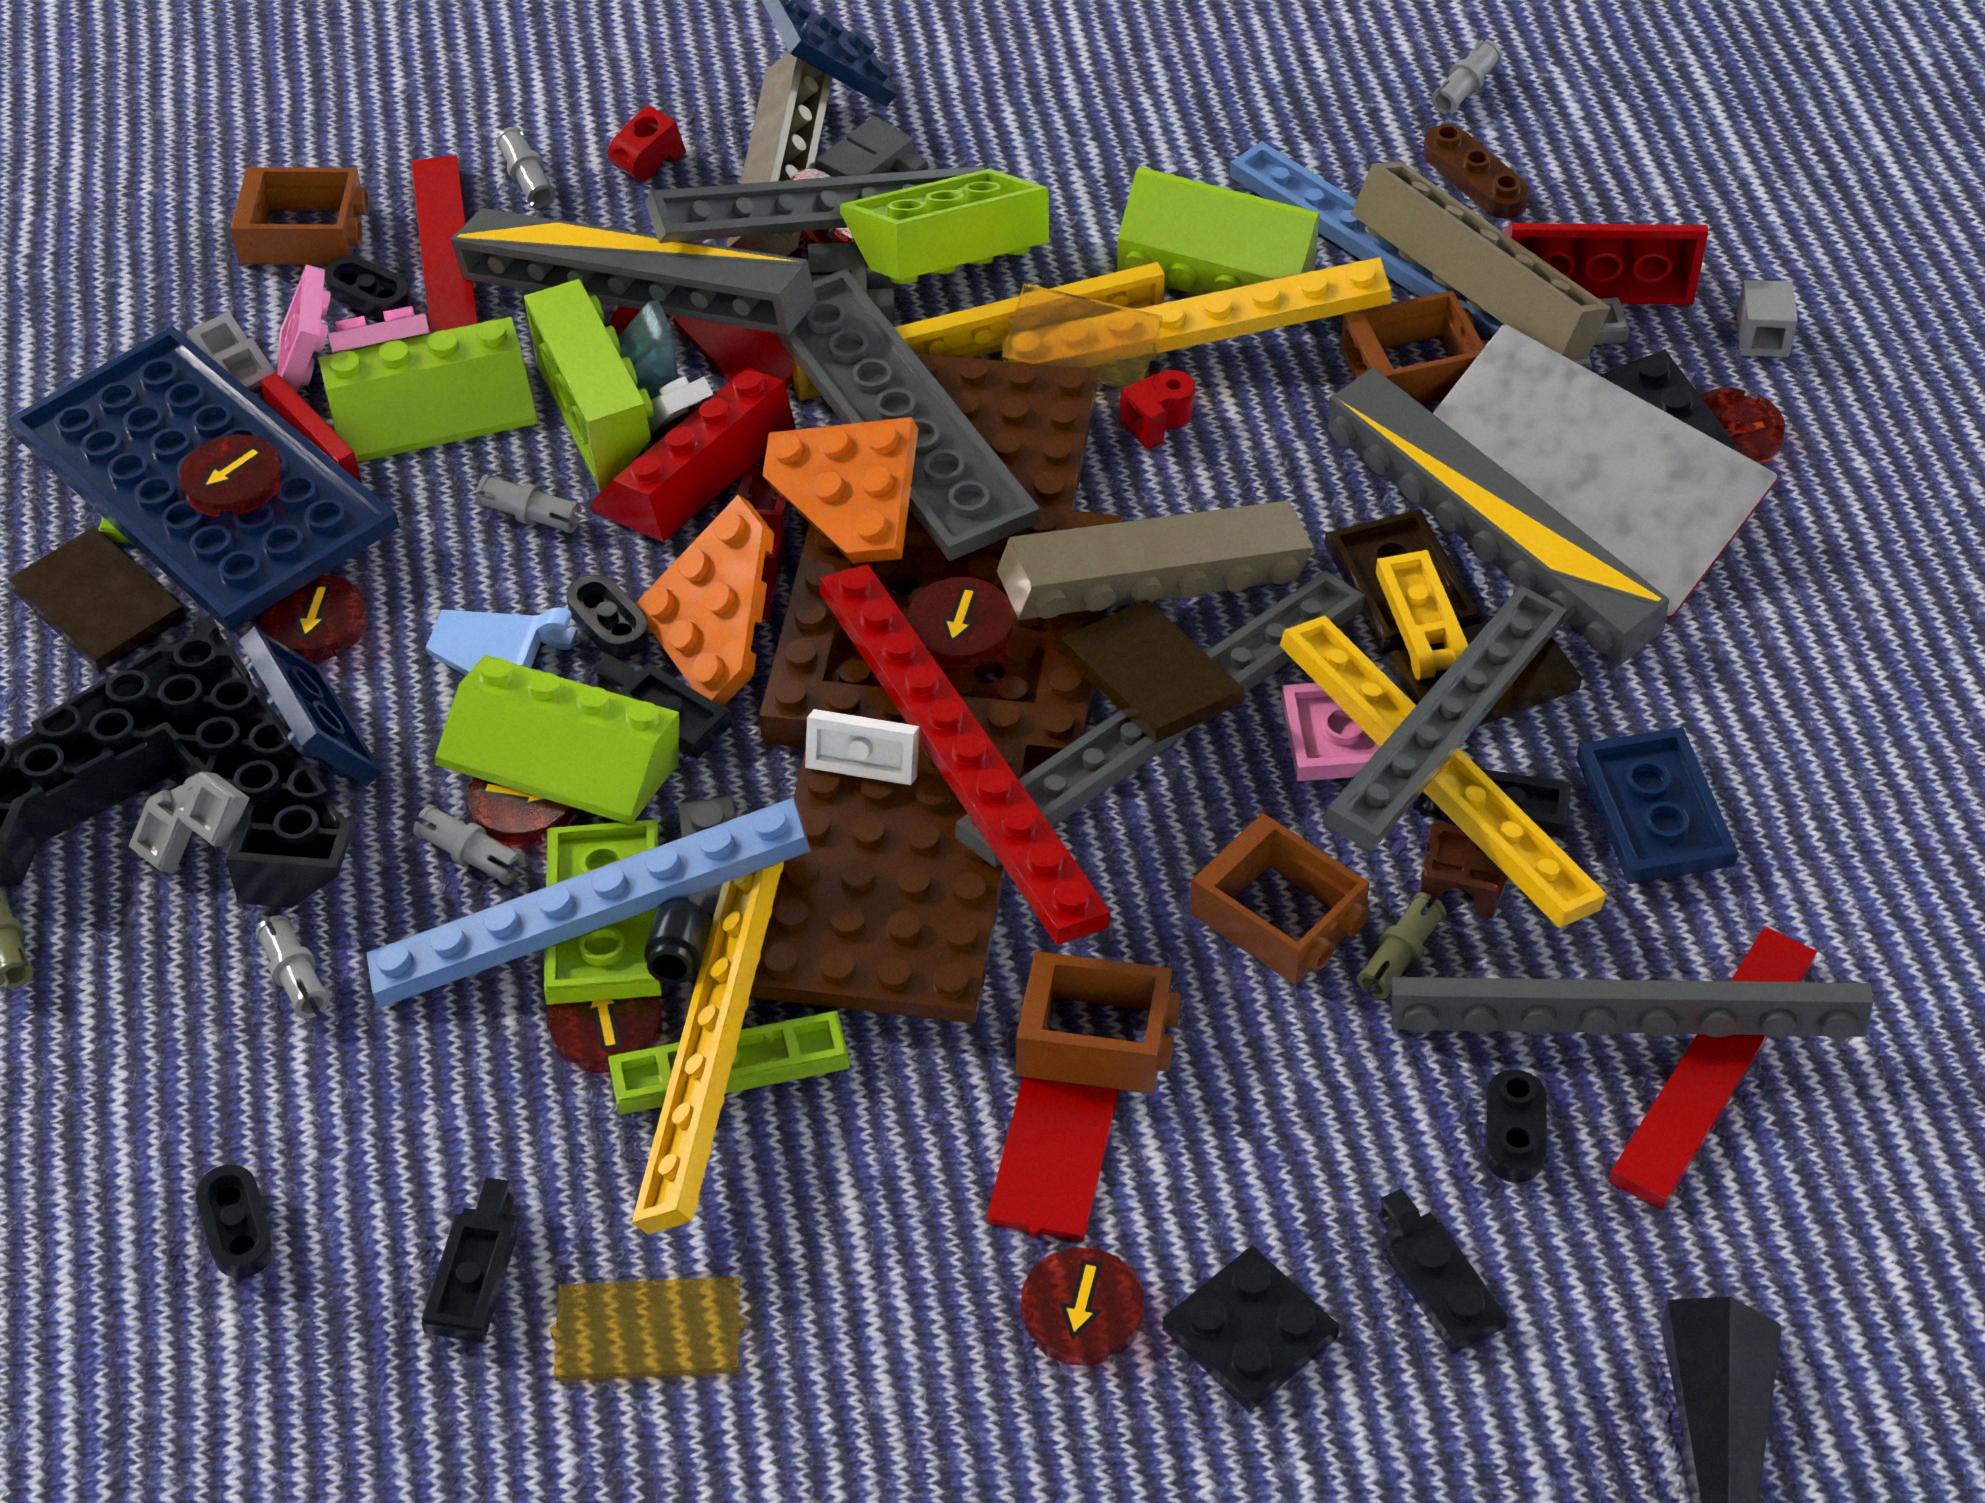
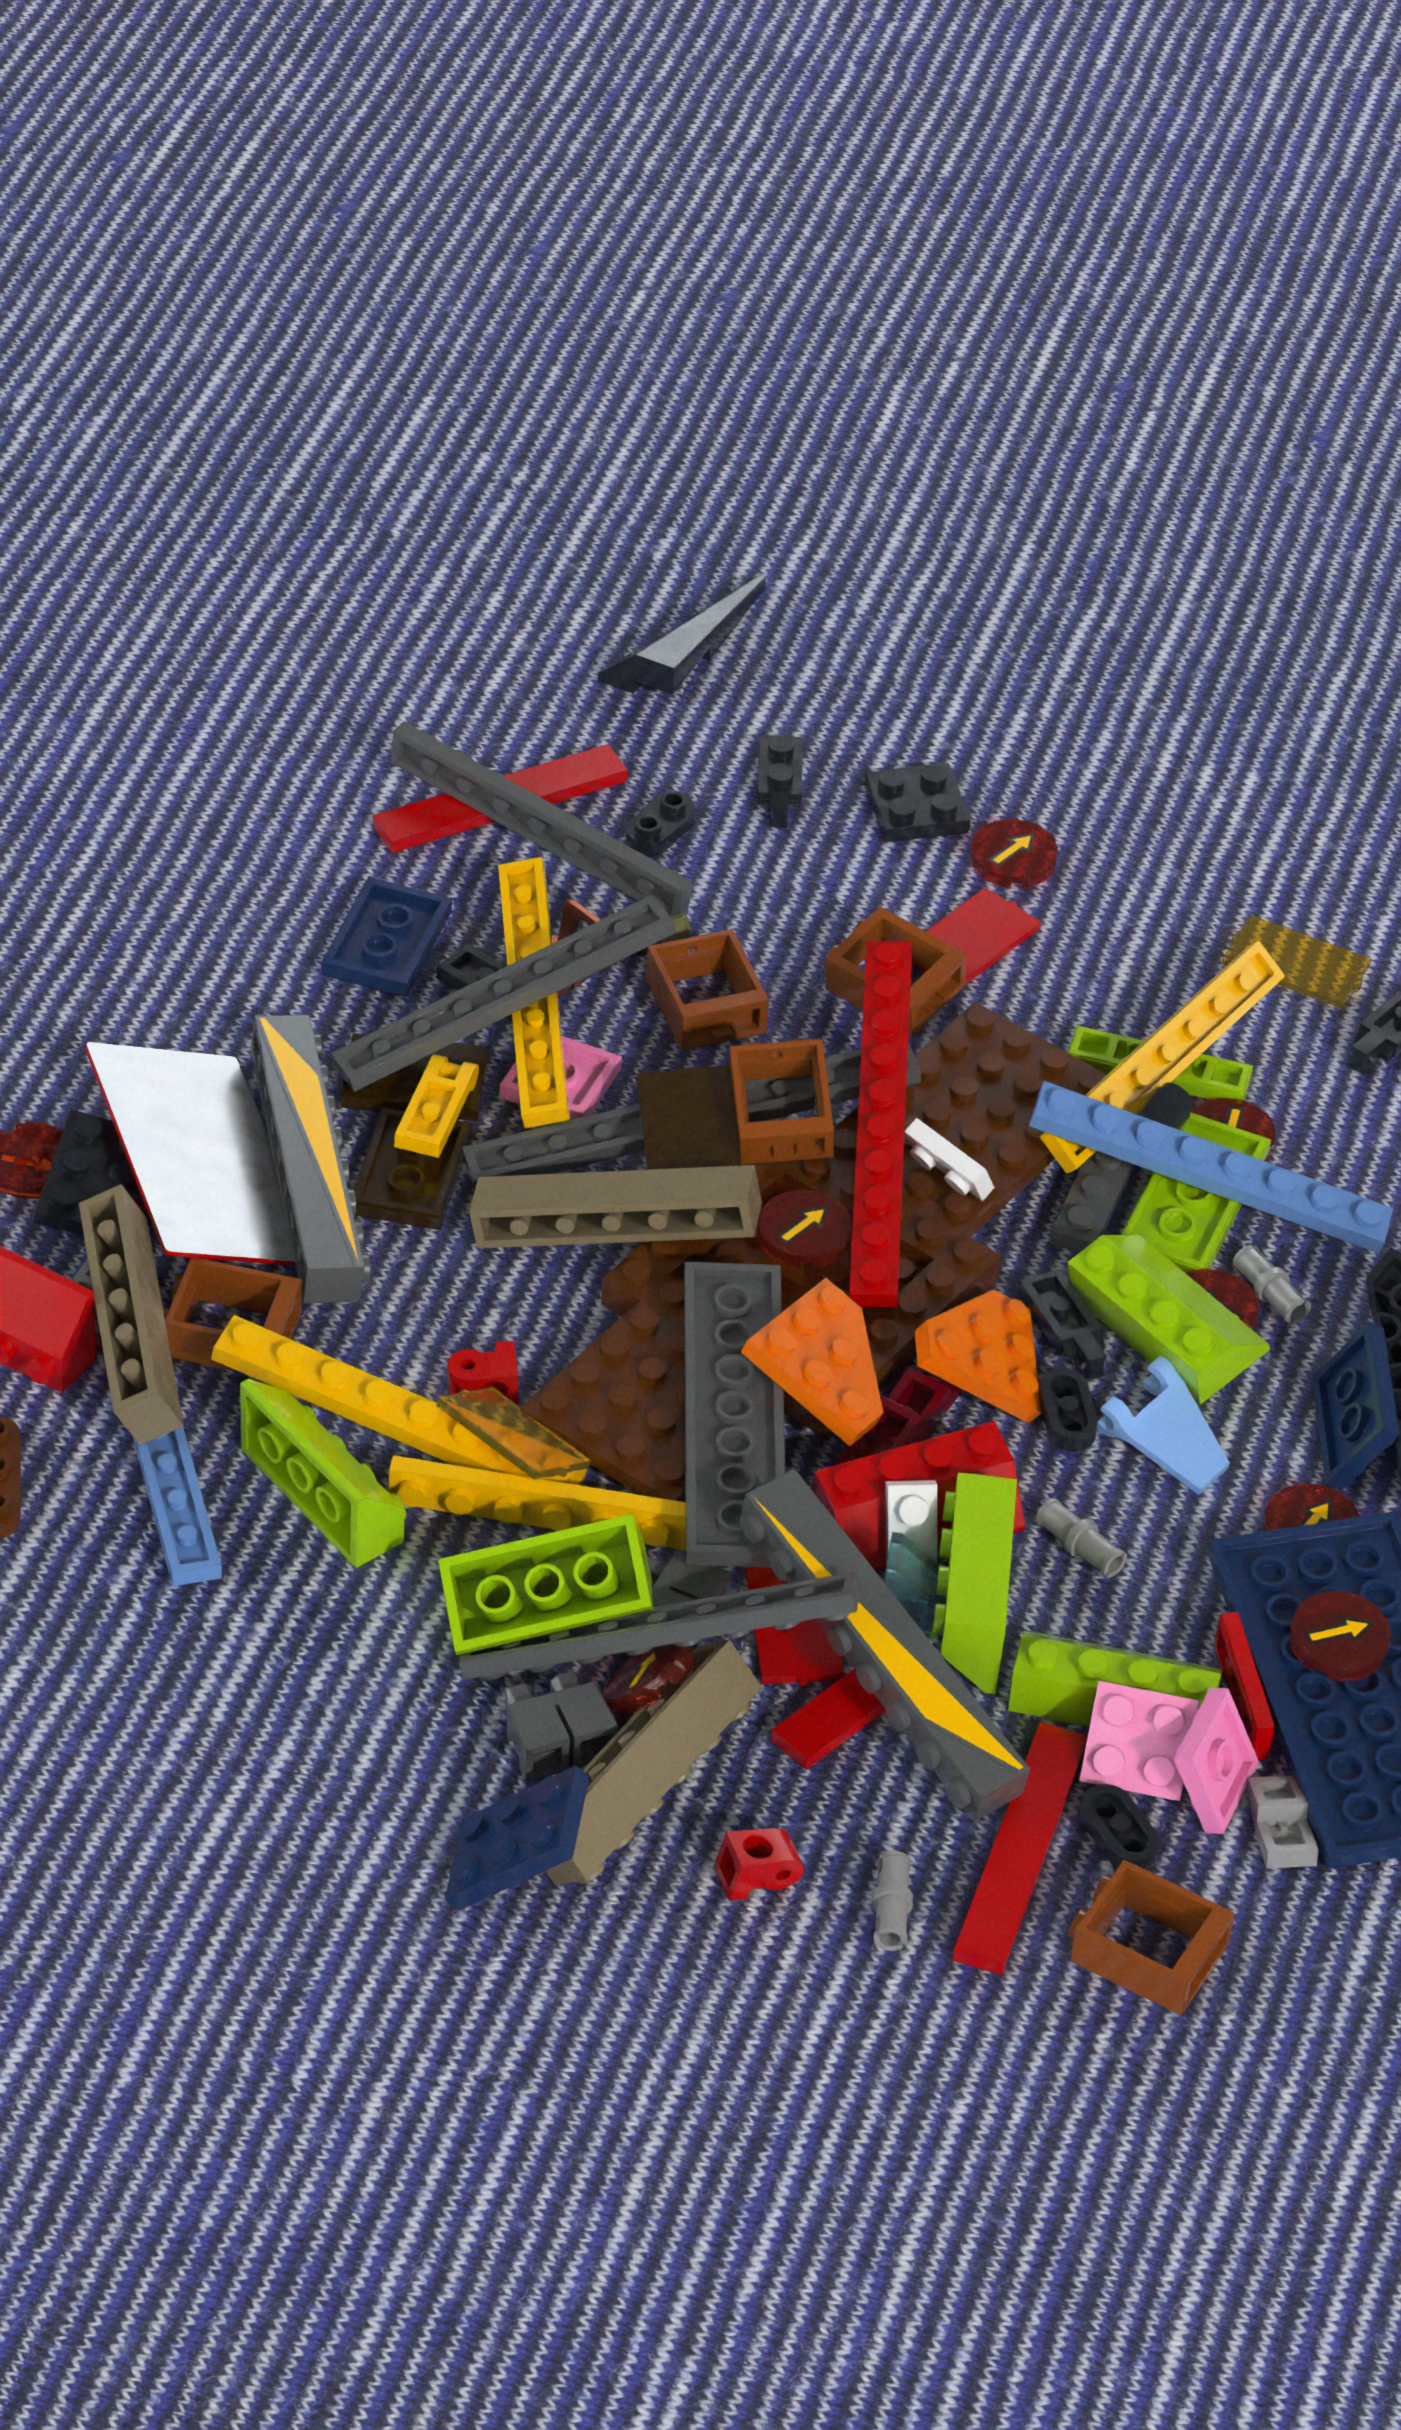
camera: 155 degrees left, 5 degrees down
(1070, 667) = (789, 1137): none -> dark orange window

